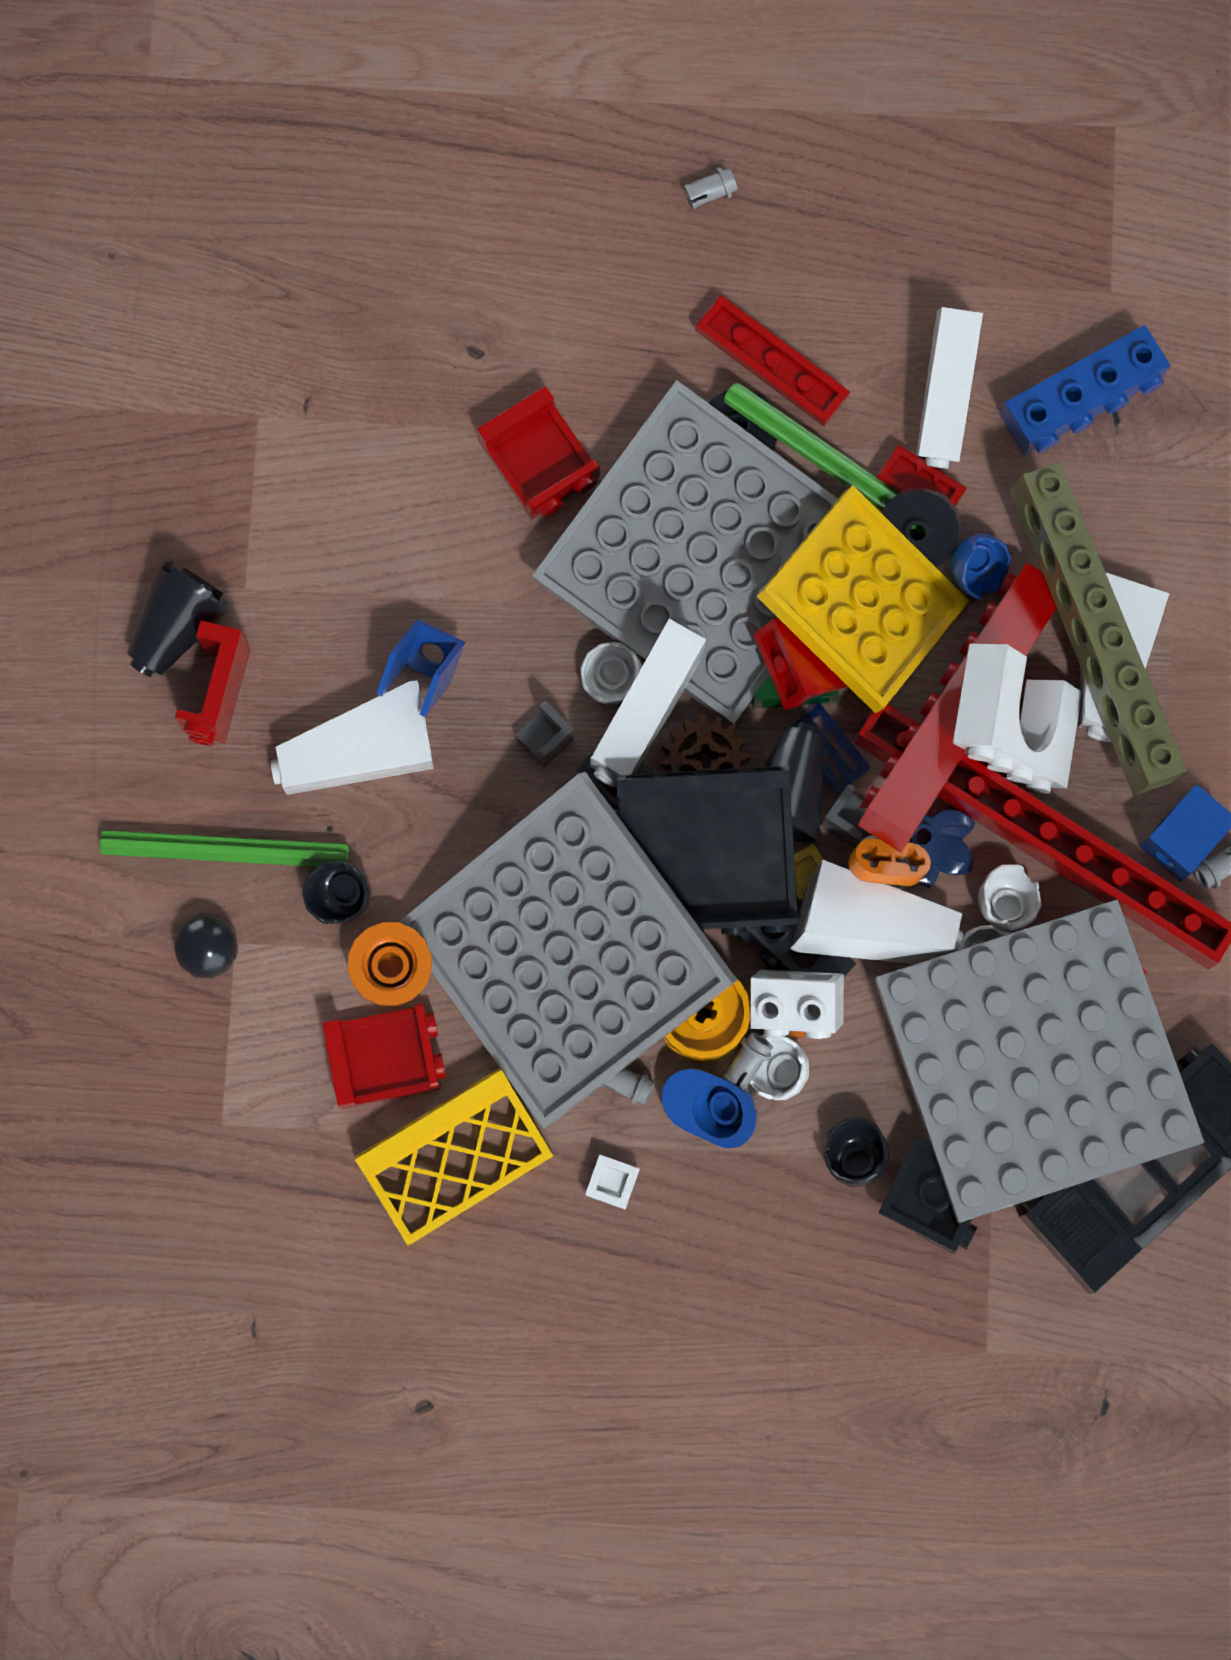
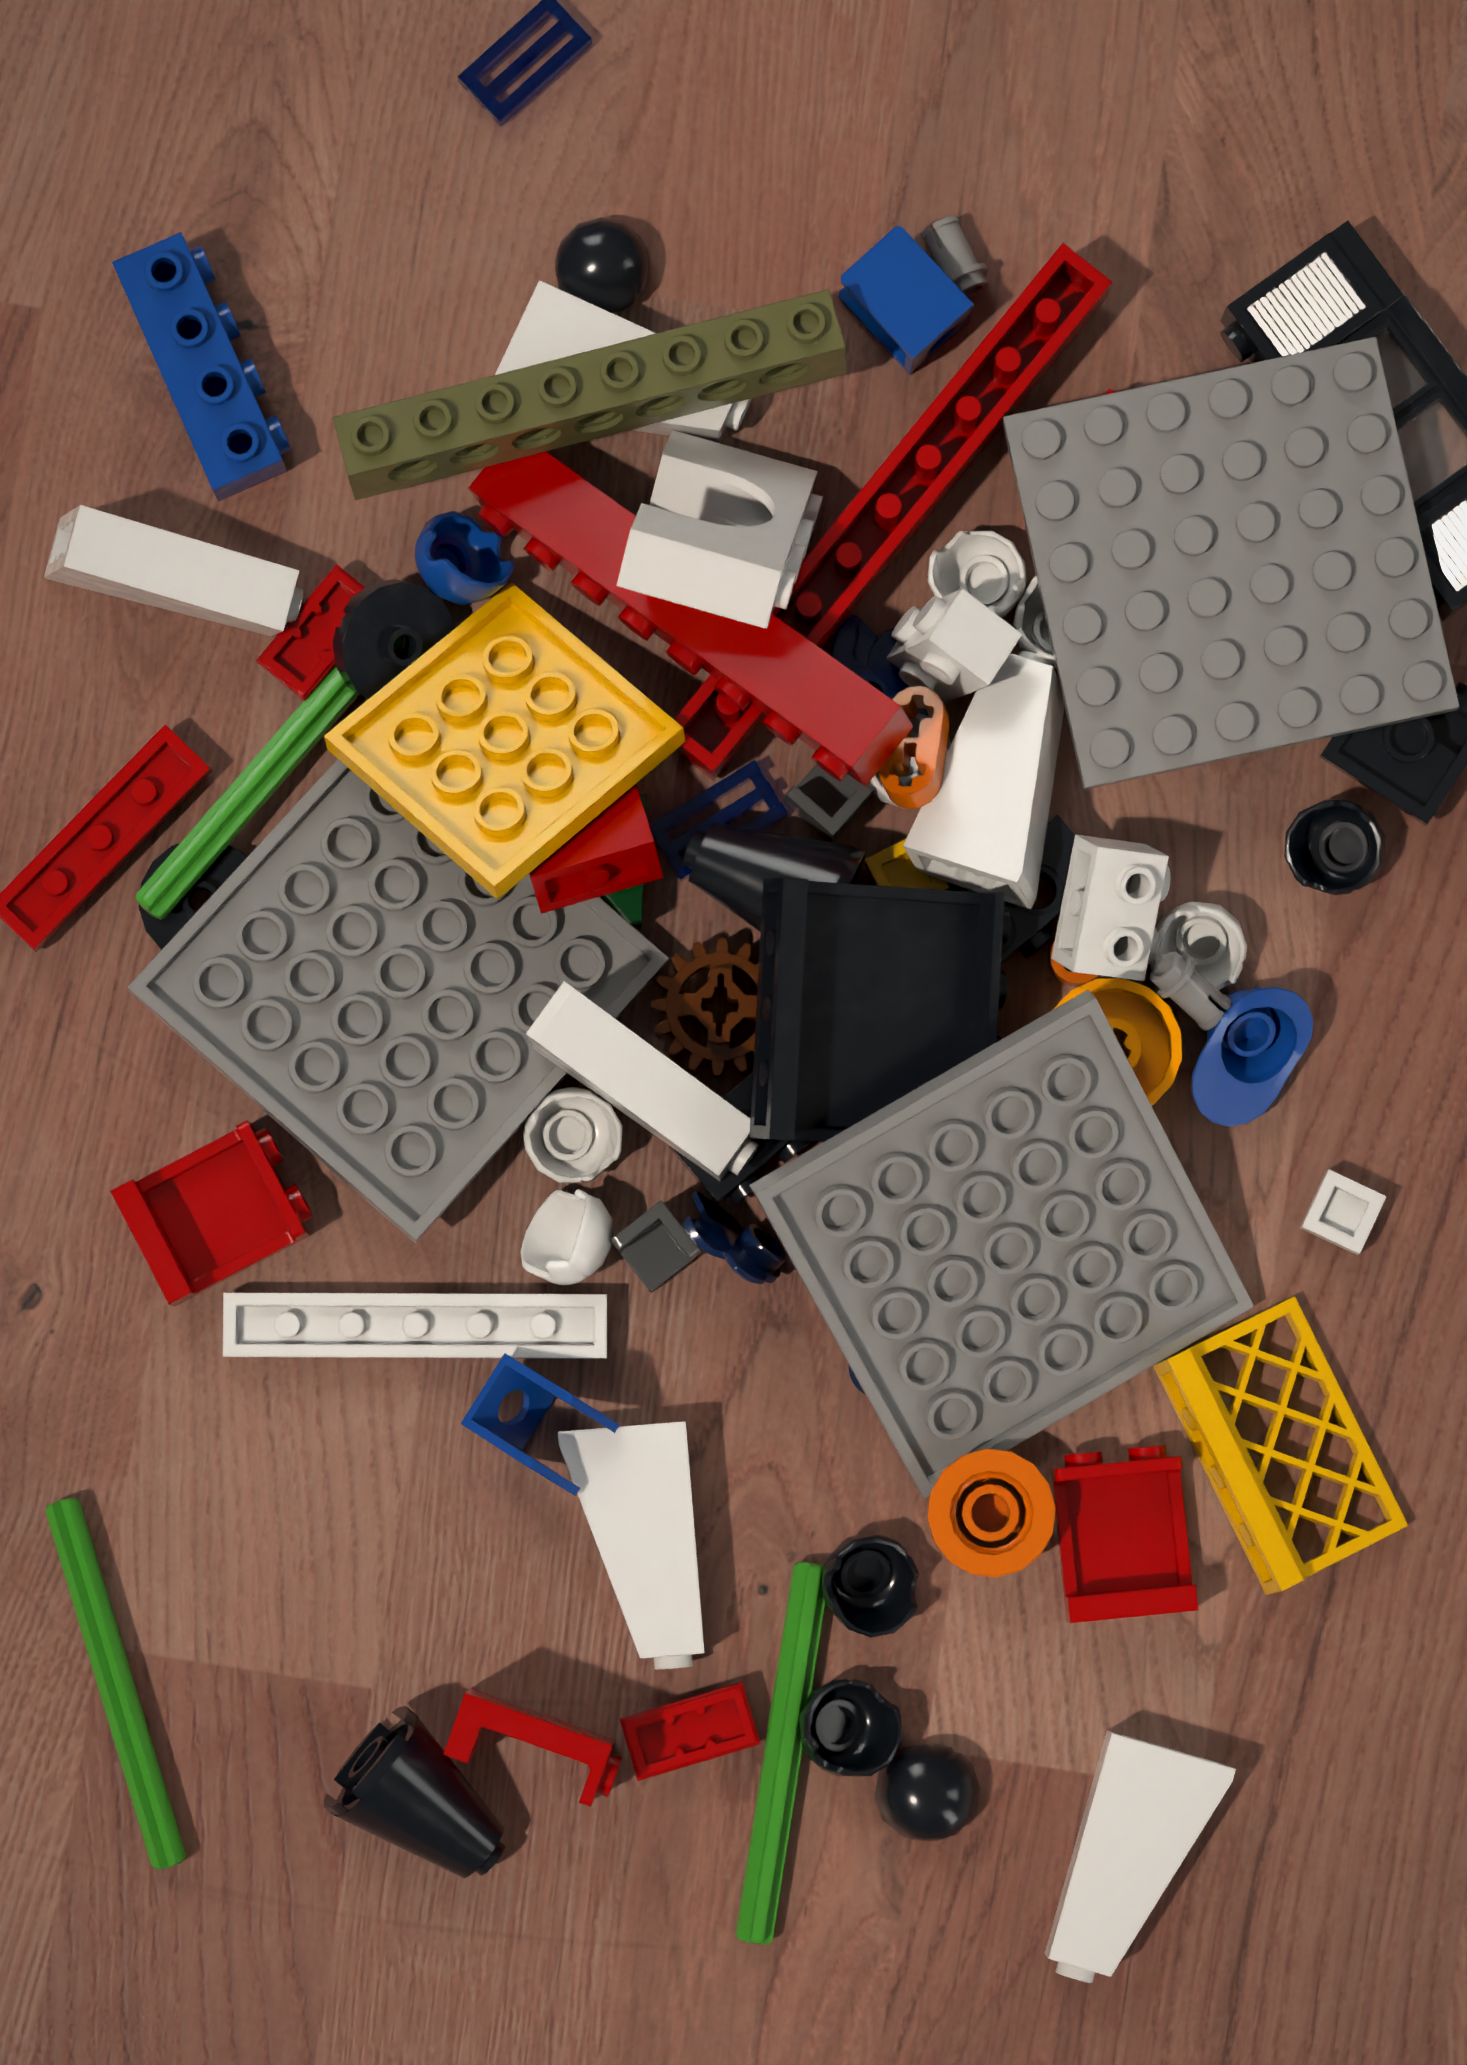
camera: 85 degrees left, 5 degrees up
(186, 1079) = (1130, 1843): none -> white slope
(233, 788) = (689, 1731): none -> red plate
(234, 427) = (115, 1683): none -> bright green axle
(242, 888) = (850, 1728): none -> black hair
(479, 589) = (415, 1325): none -> white plate
(544, 677) = (567, 1238): none -> white hair
(552, 775) = (748, 1252): none -> dark blue plate
(631, 1086) = (1205, 1164): light grey pin -> none
(960, 881) = (951, 645): none -> white brick
(1186, 638) = (603, 264): none -> black hair

